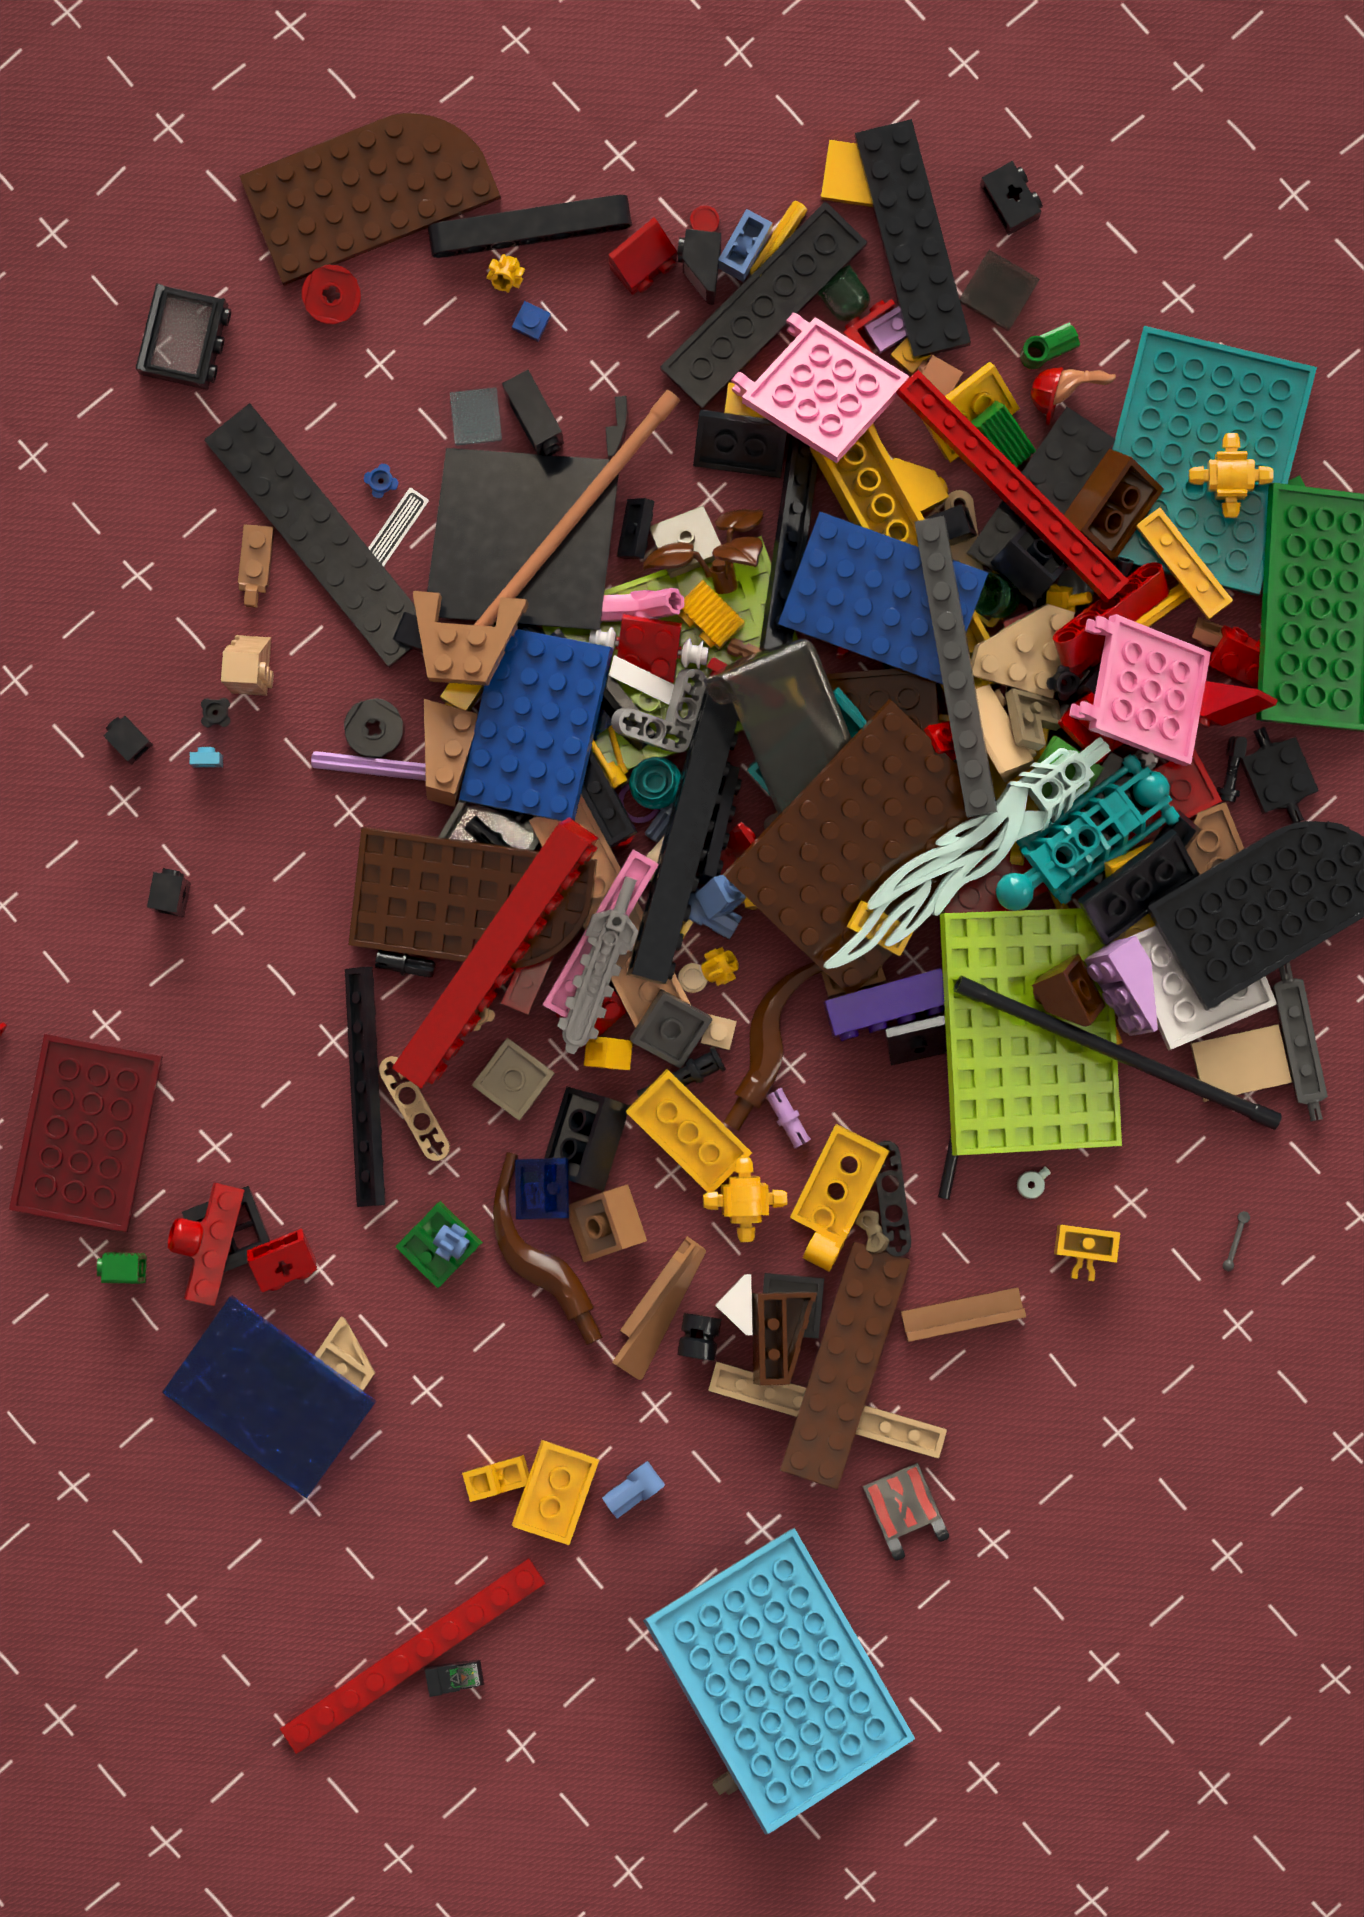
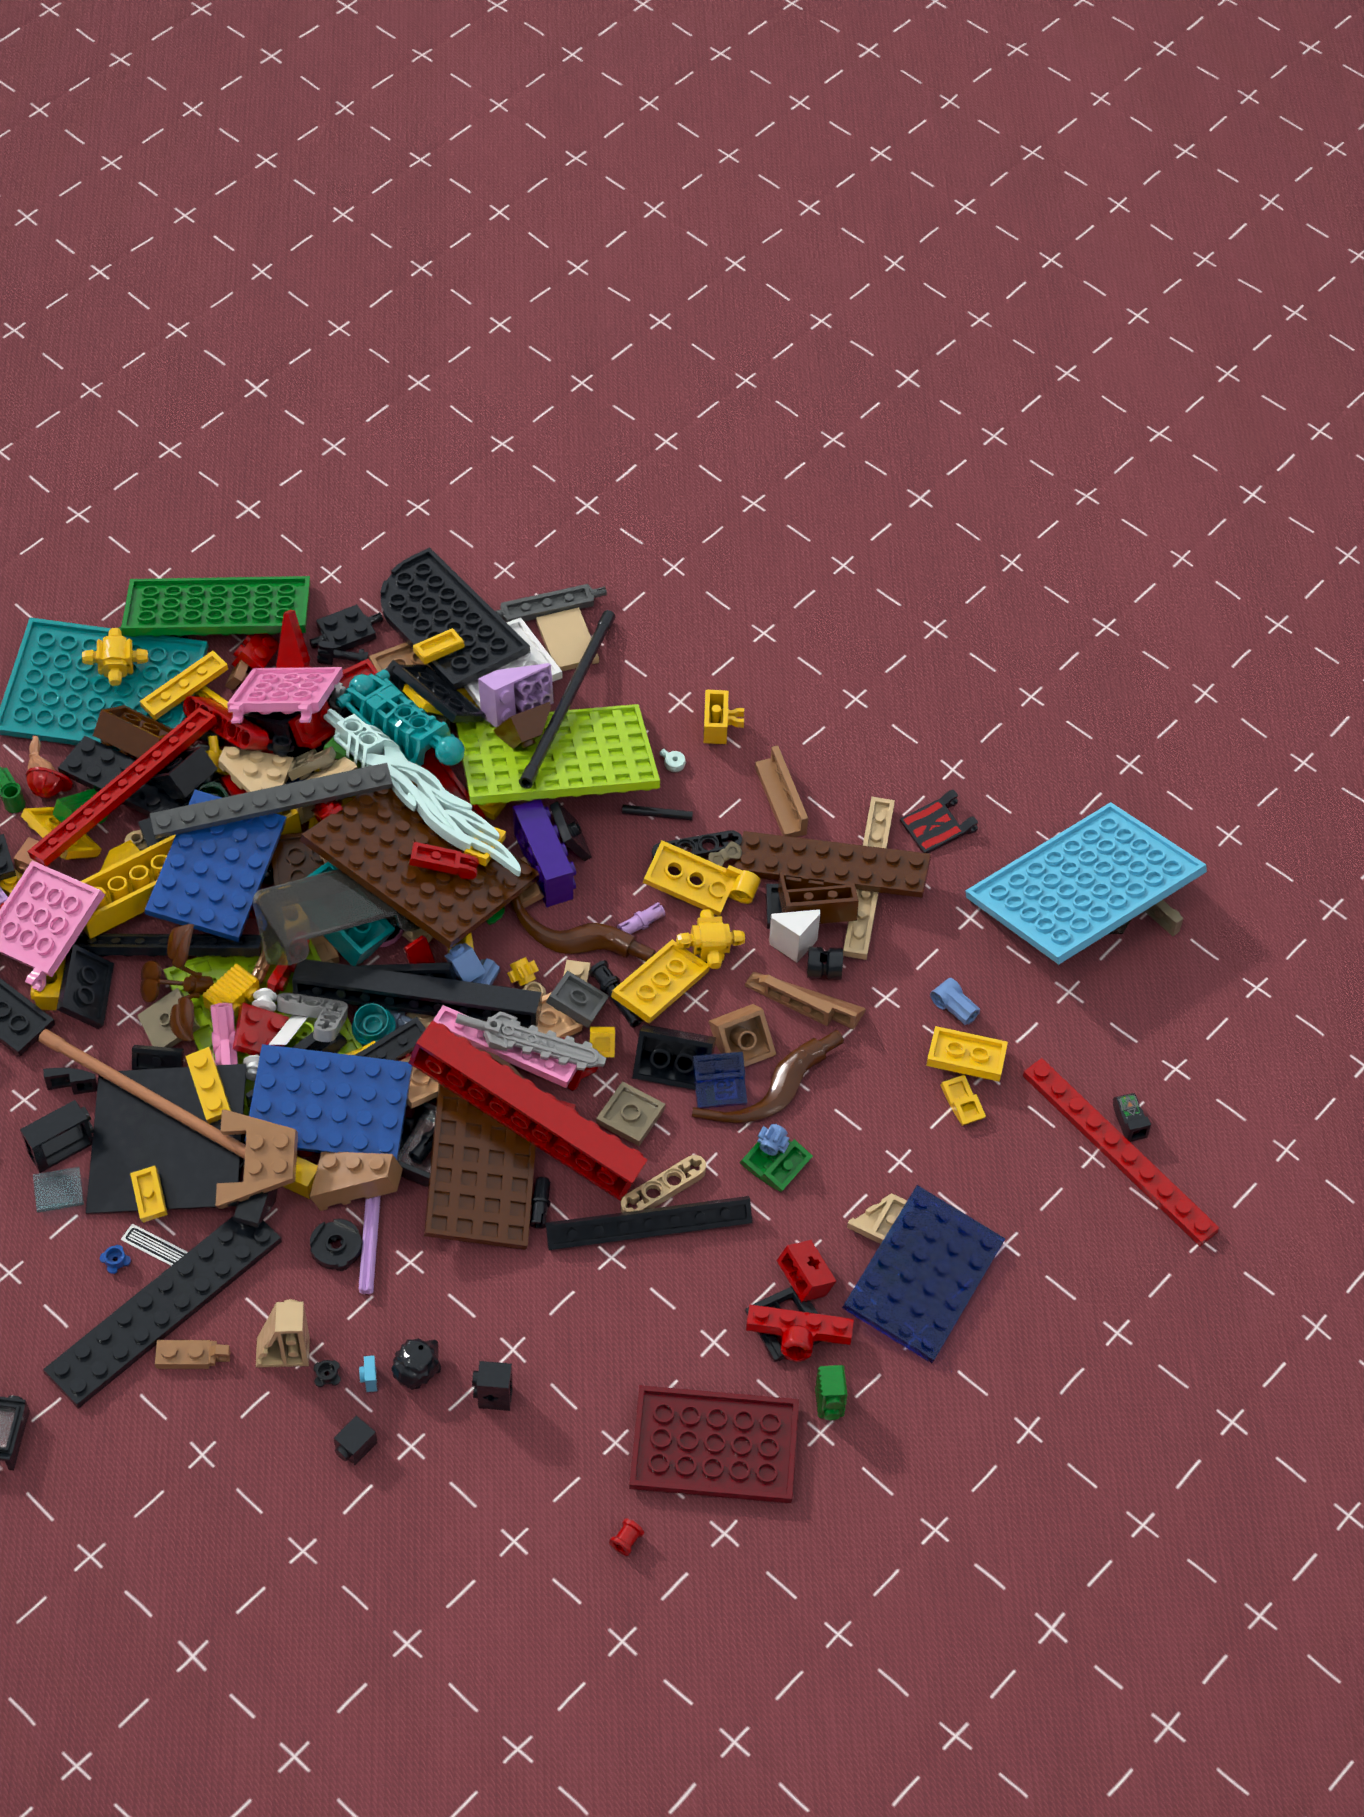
camera: 105 degrees left, 30 degrees down
(212, 811) = (416, 1363): none -> black animal
(448, 517) = (148, 1194): none -> yellow plate
(575, 586) = (208, 1084): none -> yellow plate
(849, 872) = (444, 860): none -> red hinge
(1215, 890) = (438, 646): none -> yellow tile
(1243, 1217) = (683, 633): dark grey hinge -> none

